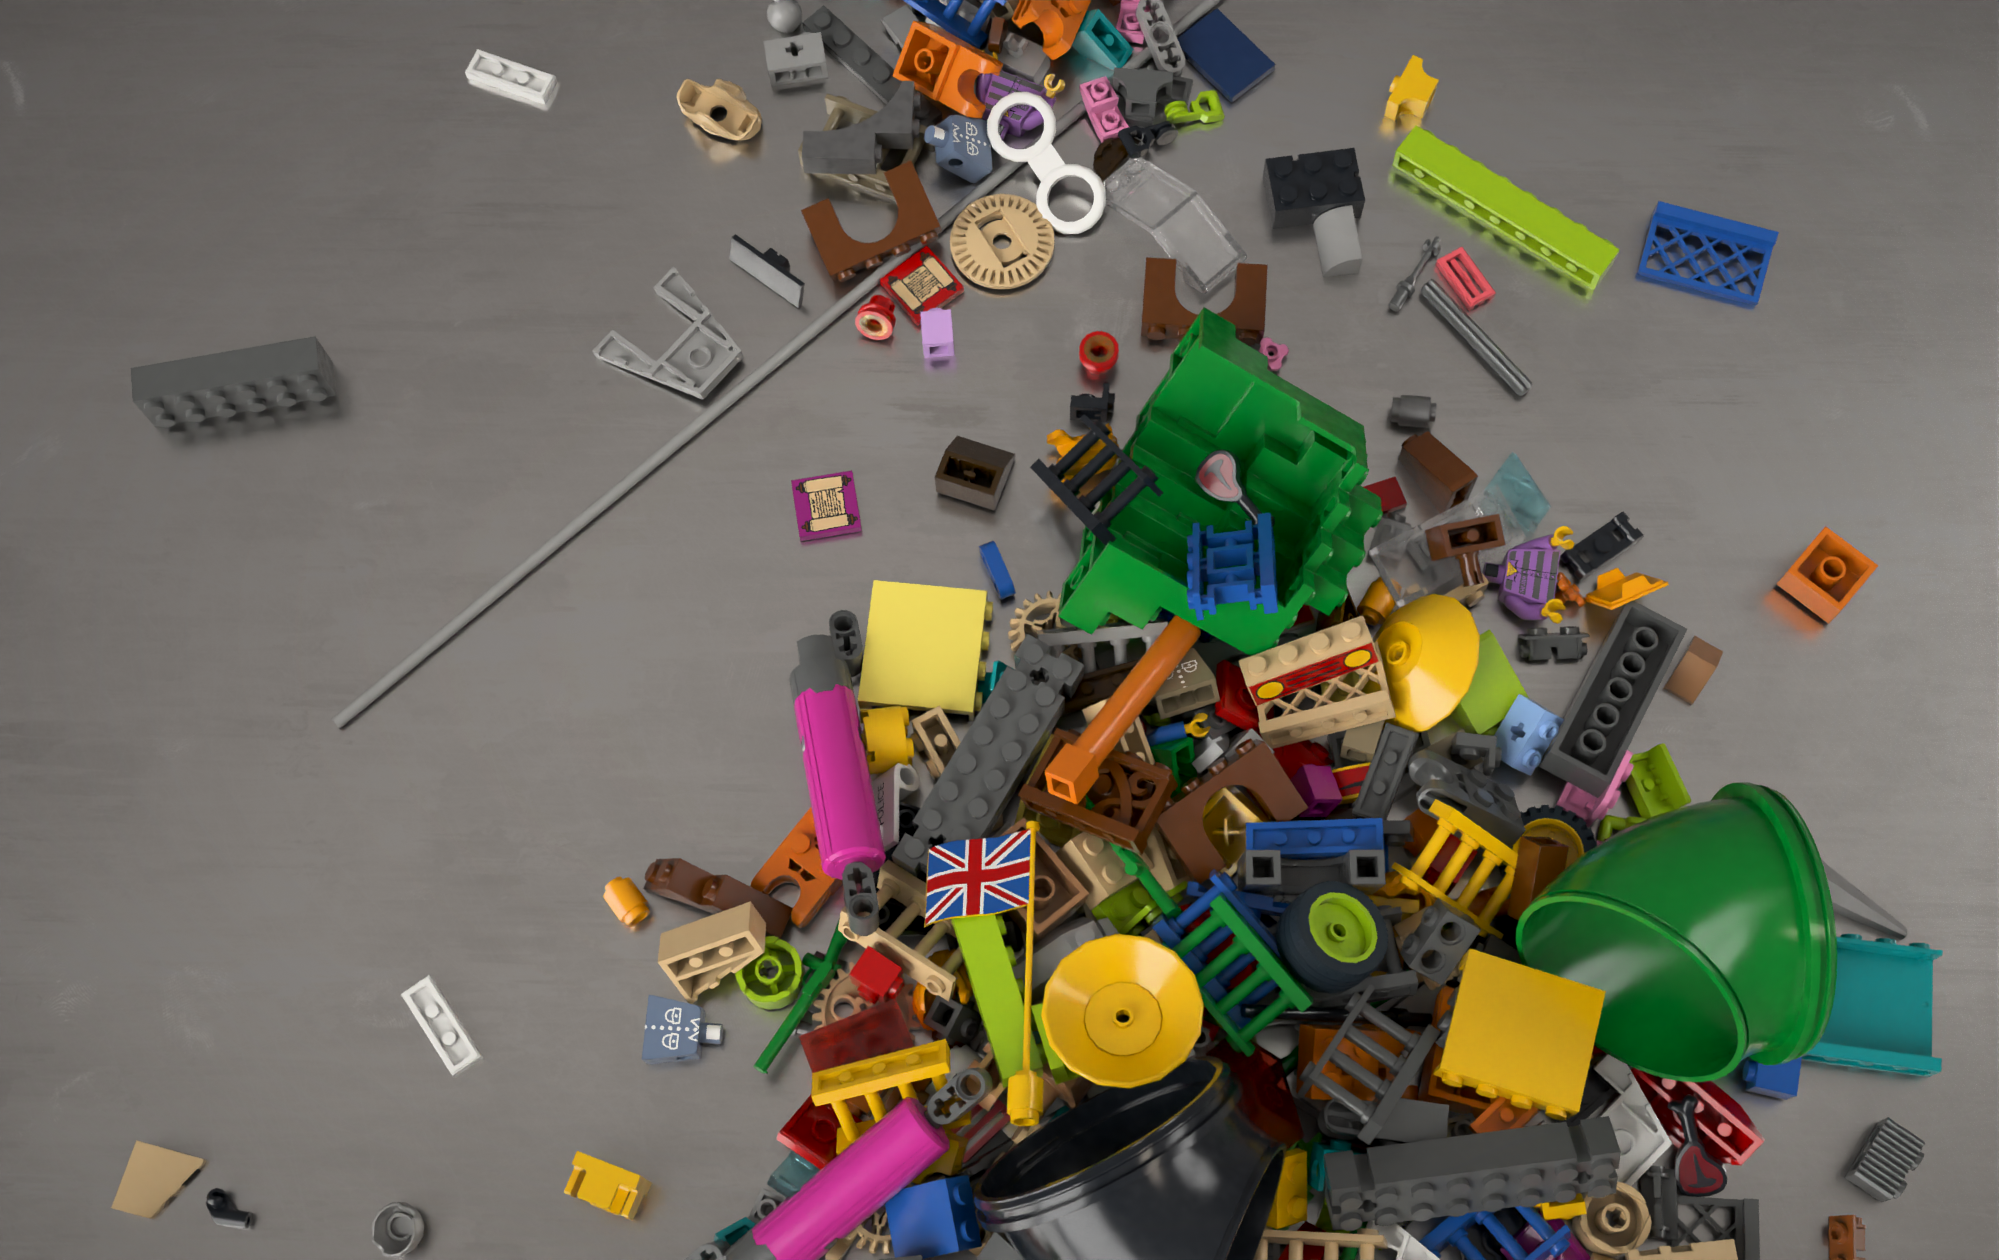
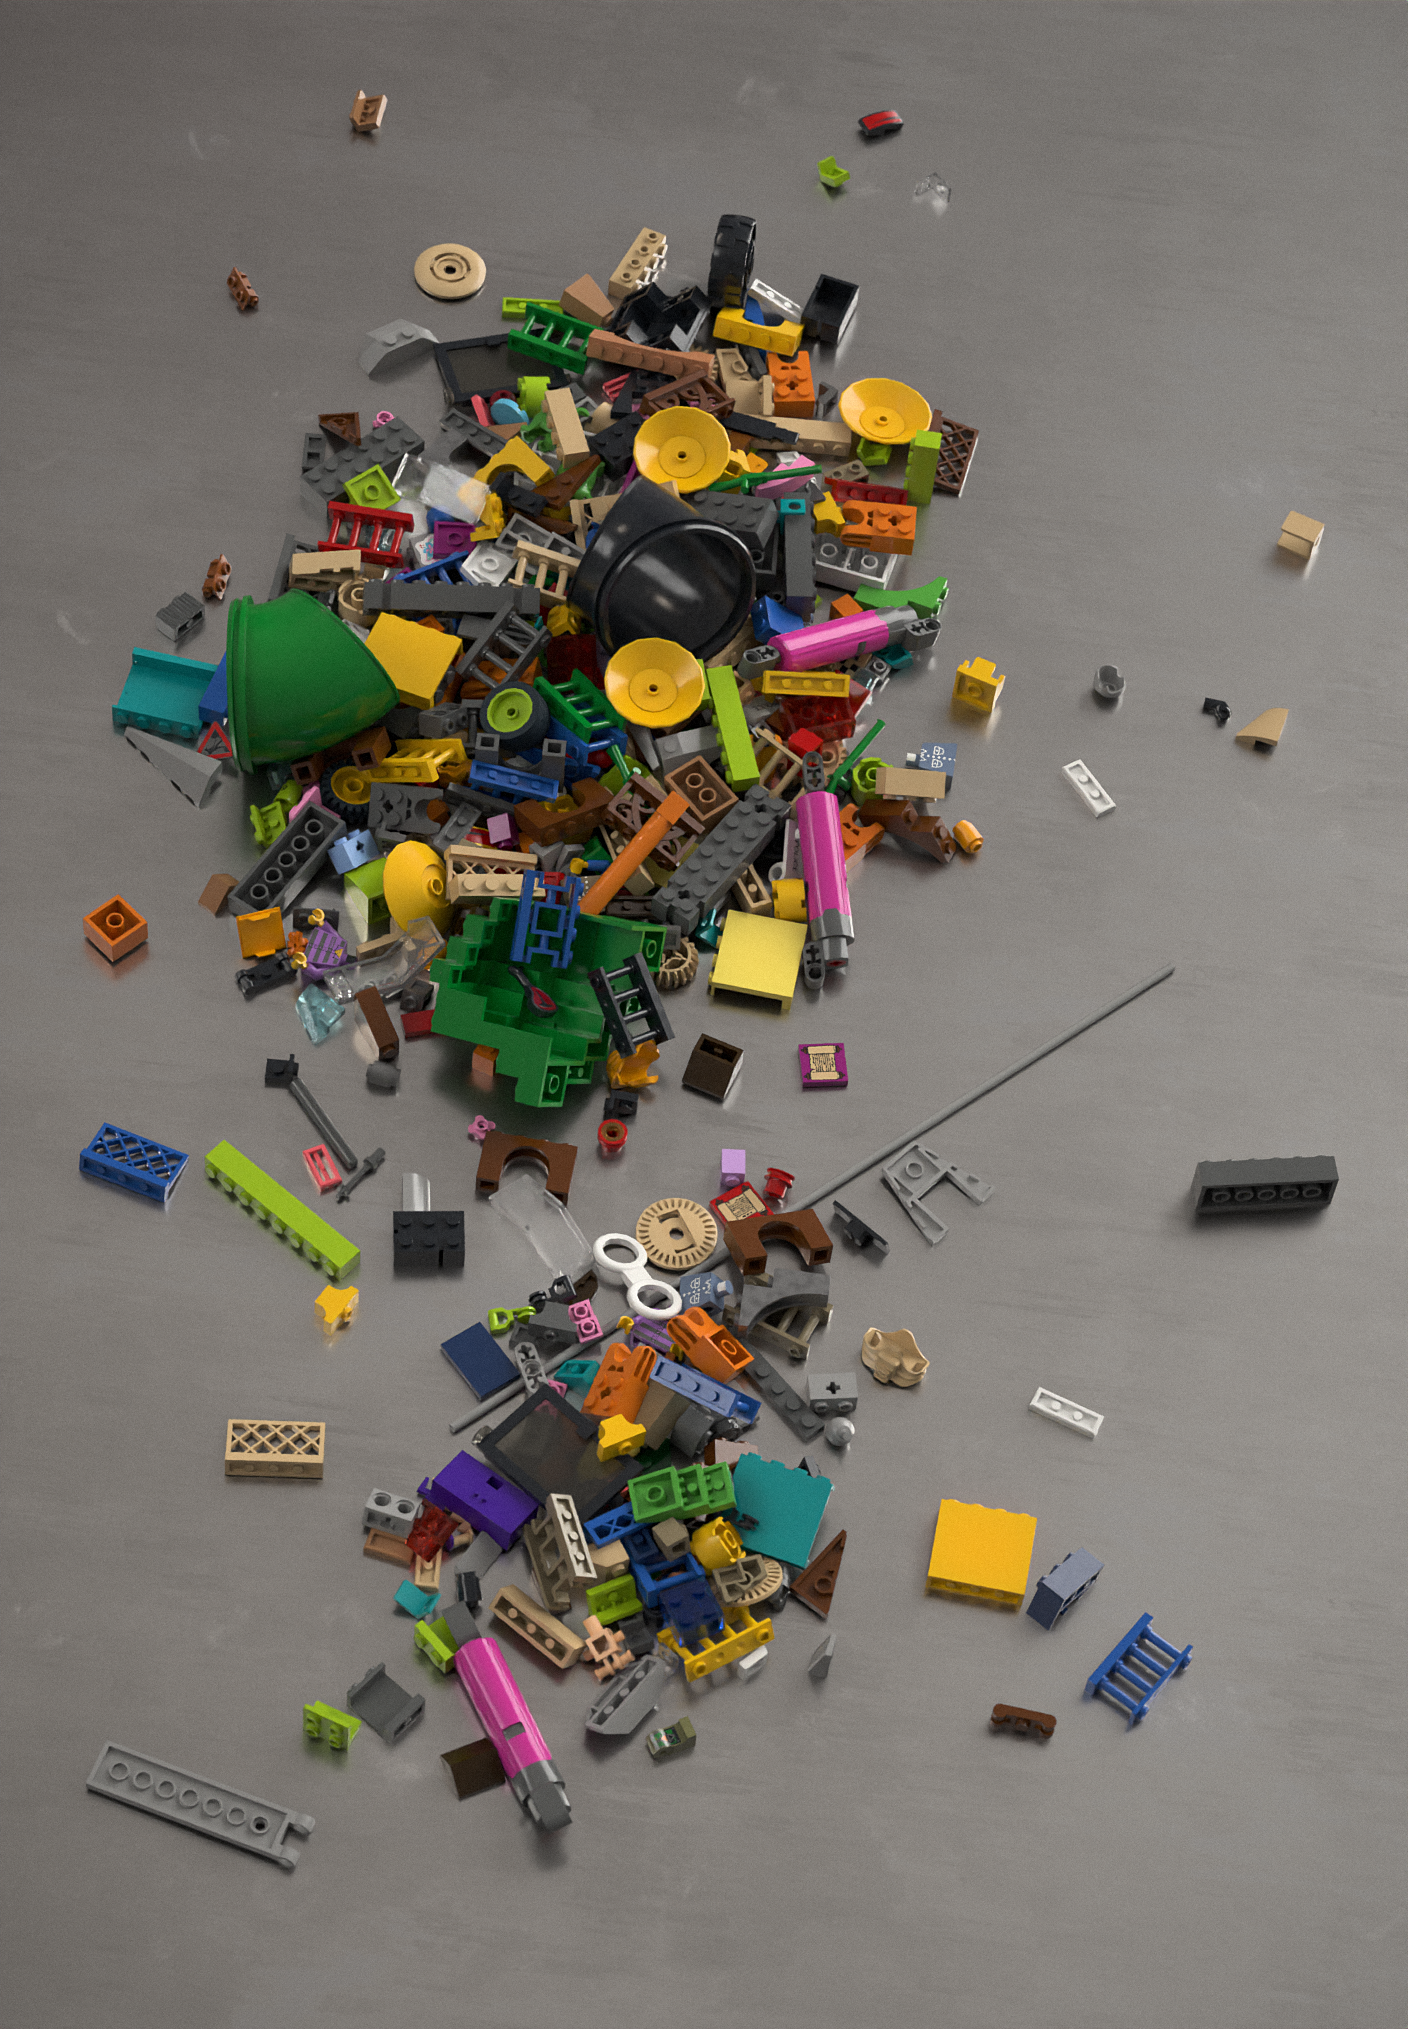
camera: 175 degrees right, 15 degrees down
(986, 880) = (736, 774): flag -> none
(997, 570) = (702, 1004): blue beam -> none
(1465, 542) = (371, 959): reddish brown brick -> none
(1548, 404) = (281, 1070): none -> black bracket

